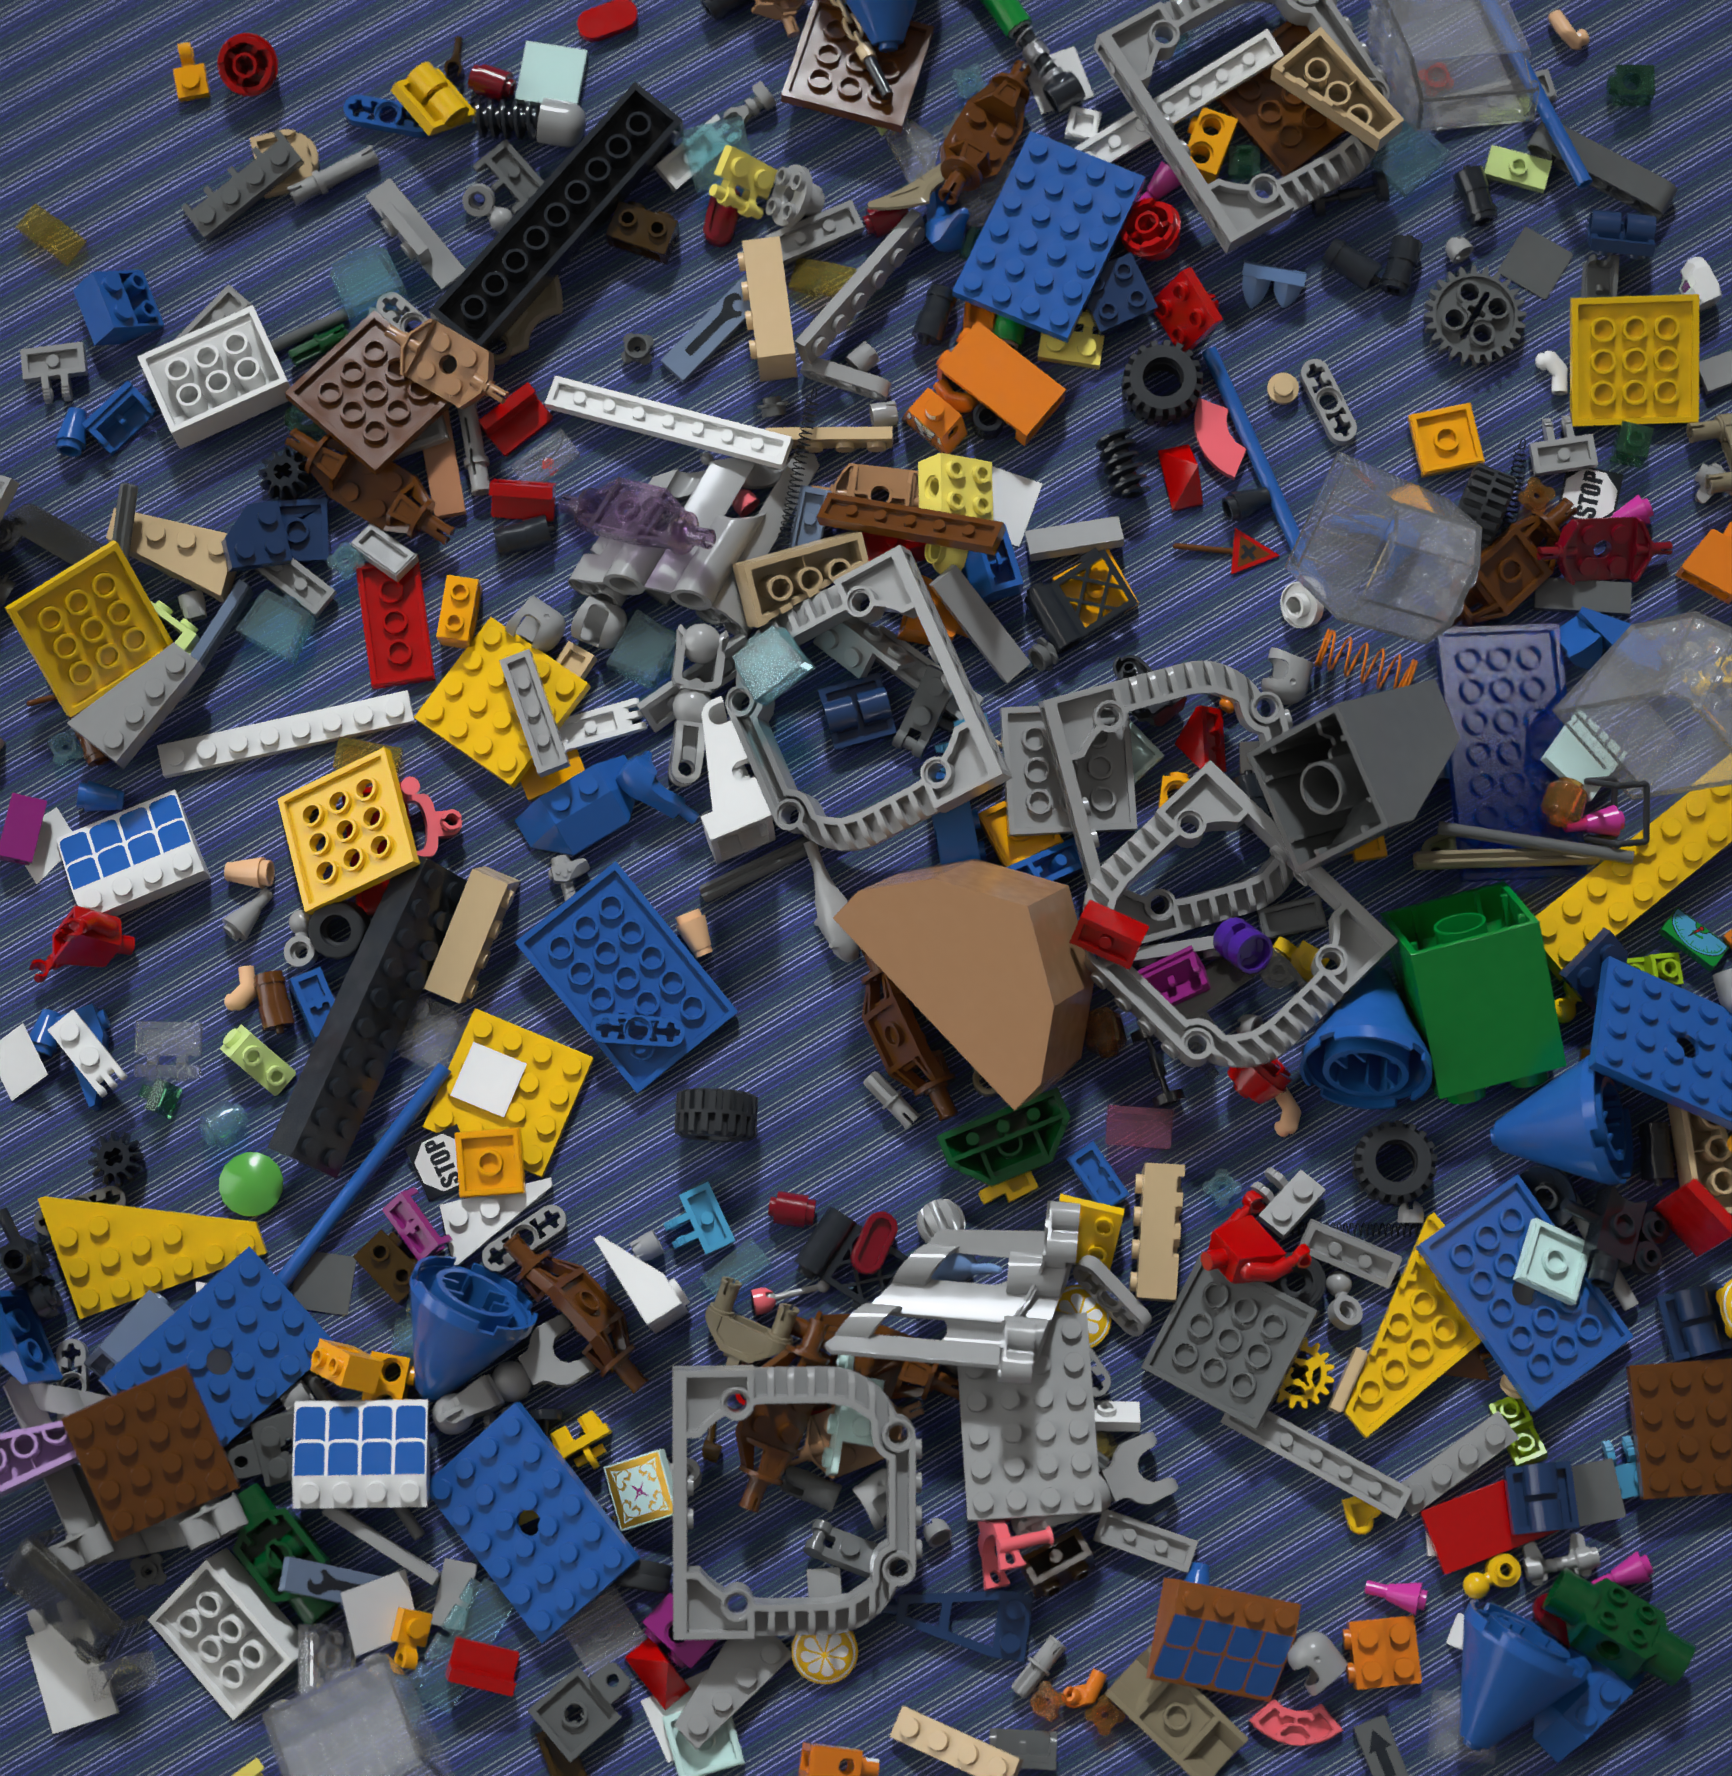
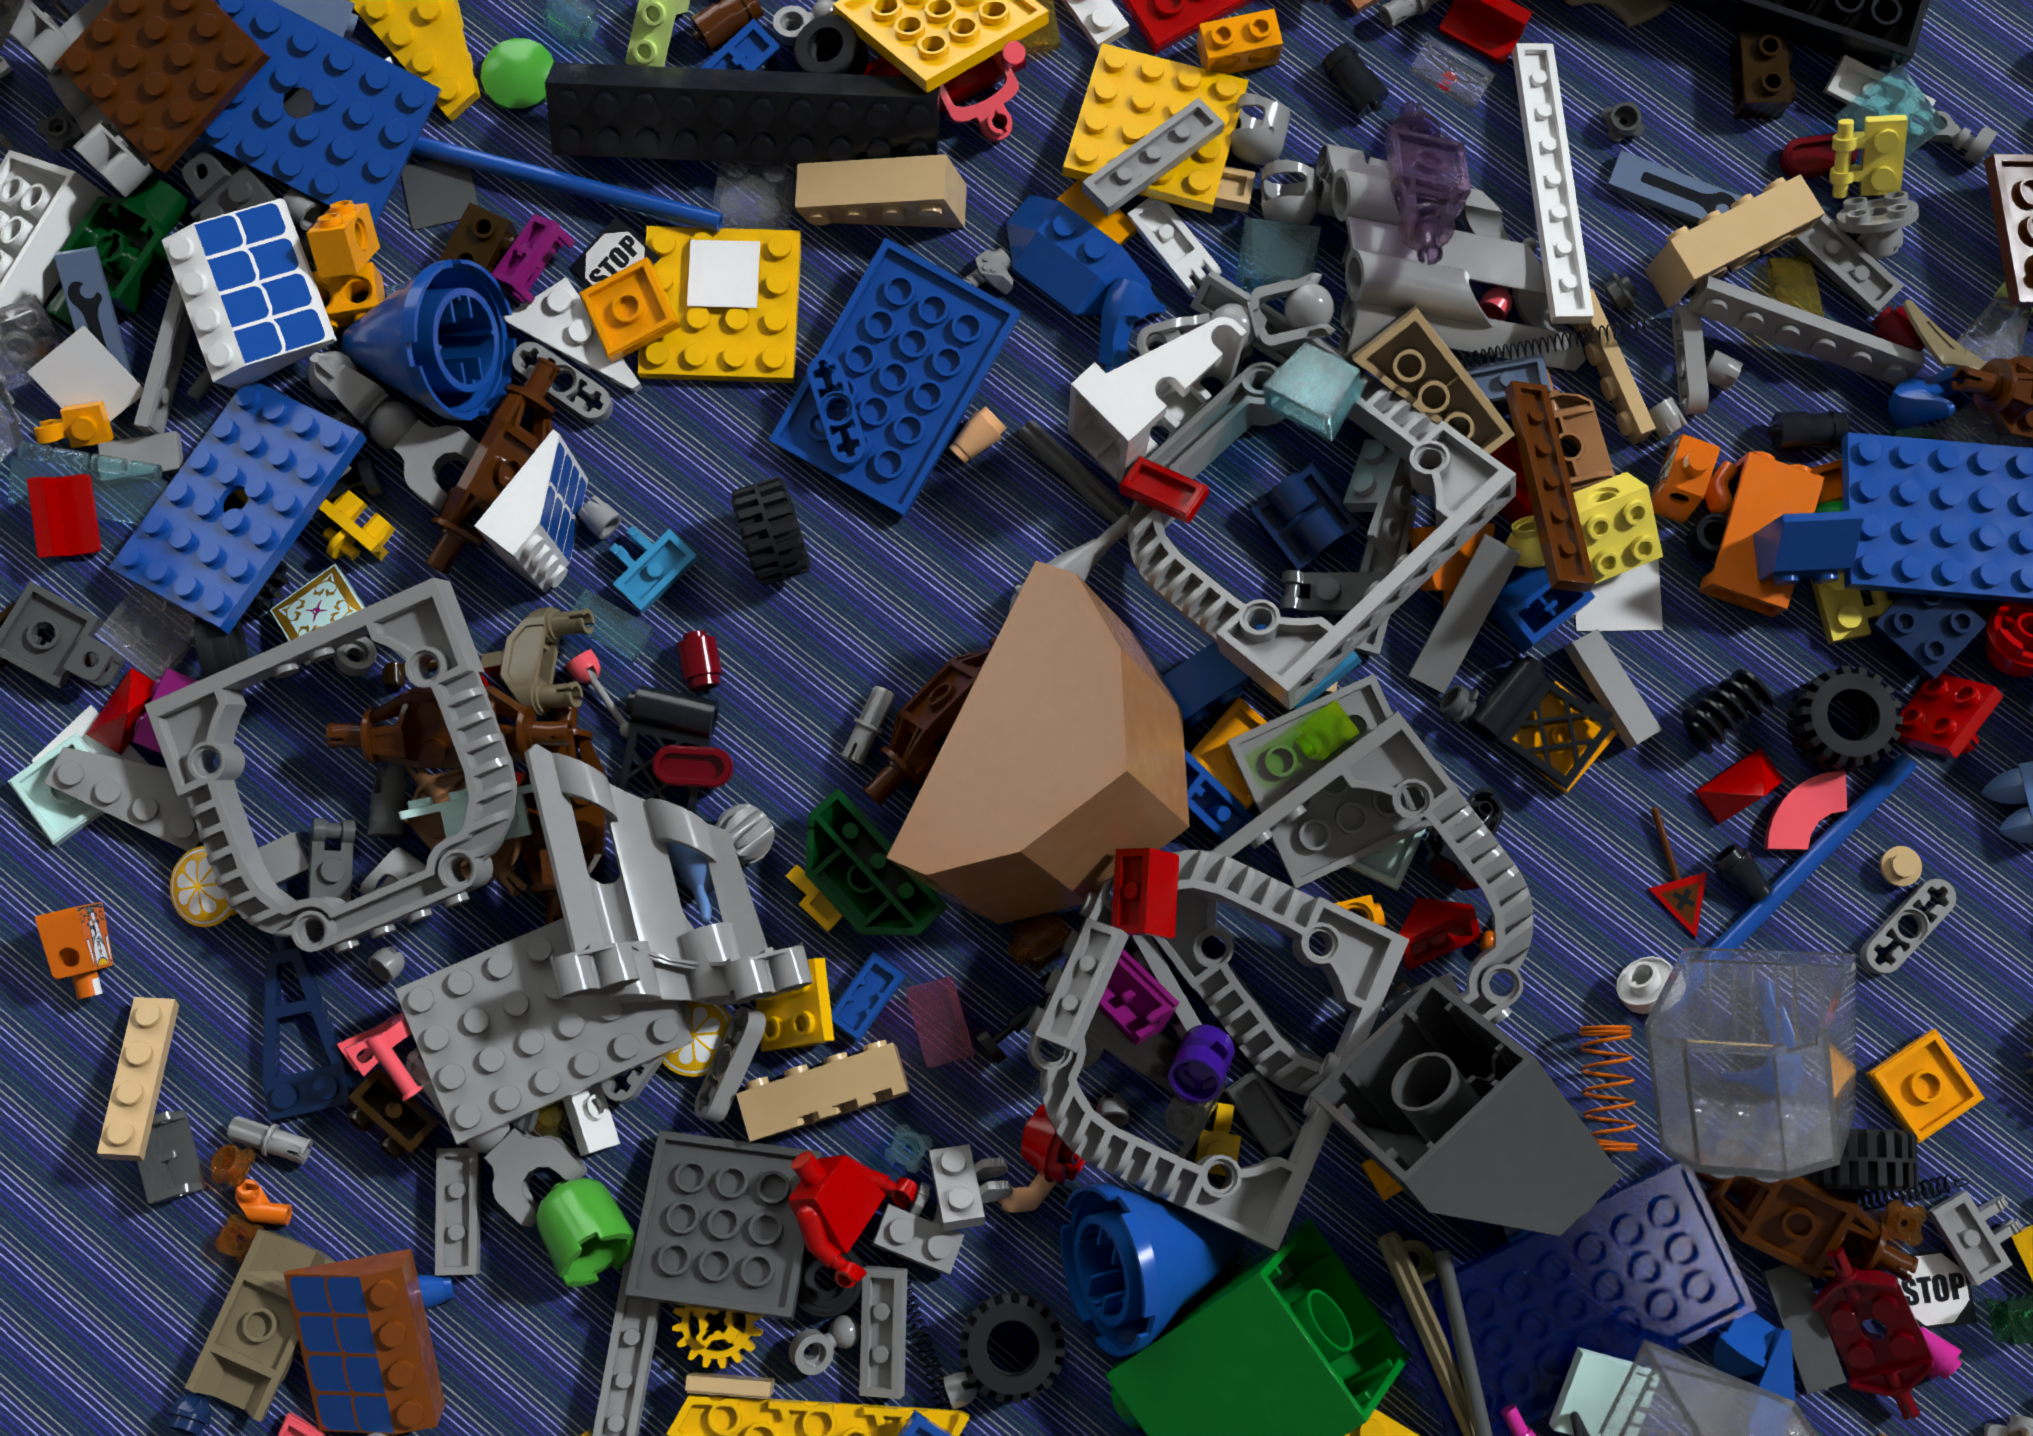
camera: 65 degrees right, 0 degrees up
(522, 499) = (1396, 62): red panel -> none
(803, 806) = (1163, 489): none -> red tile
(1030, 358) = (1808, 546): none -> blue slope
(1031, 760) = (1325, 732): none -> clear neon green bracket
(1160, 1003) = (1082, 985): none -> light grey plate
(1195, 1445) = (583, 1230): none -> bright green cylinder
(1265, 1159) = (958, 1189): none -> light grey hinge
(1289, 677) = (1551, 1003): light grey helmet -> none
(1564, 802) = (1537, 1397): clear orange head -> none

